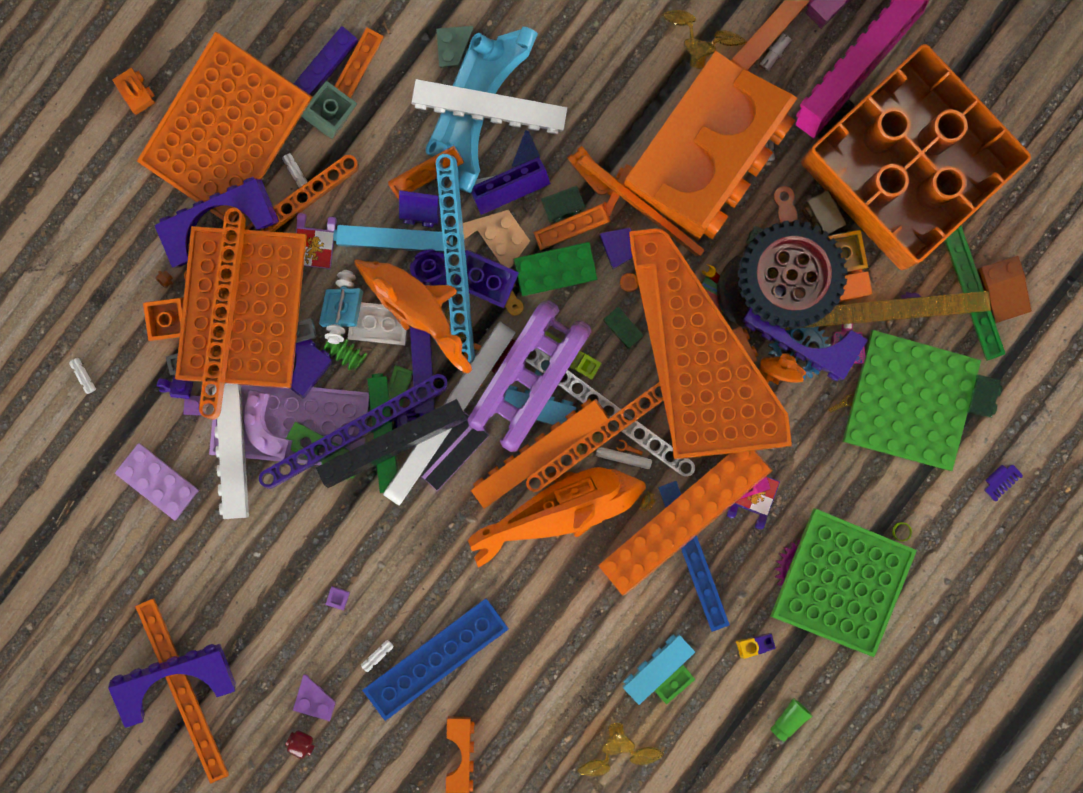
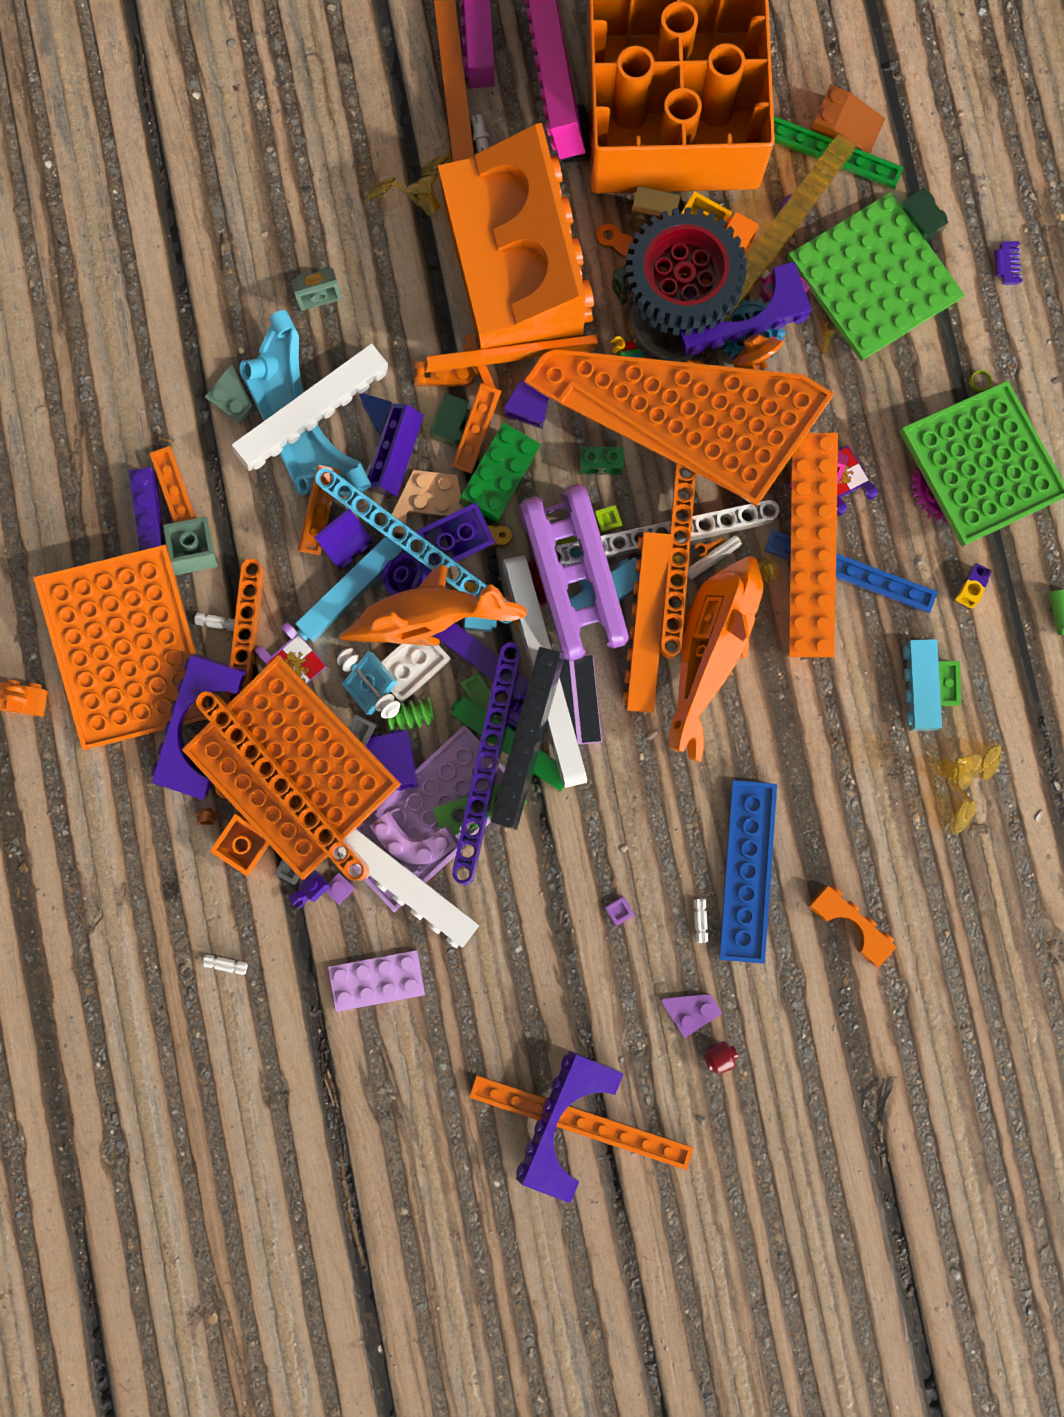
camera: 50 degrees left, 5 degrees down
(573, 36) = (316, 289): none -> sand green slope
(629, 282) = (566, 424): orange tile -> none

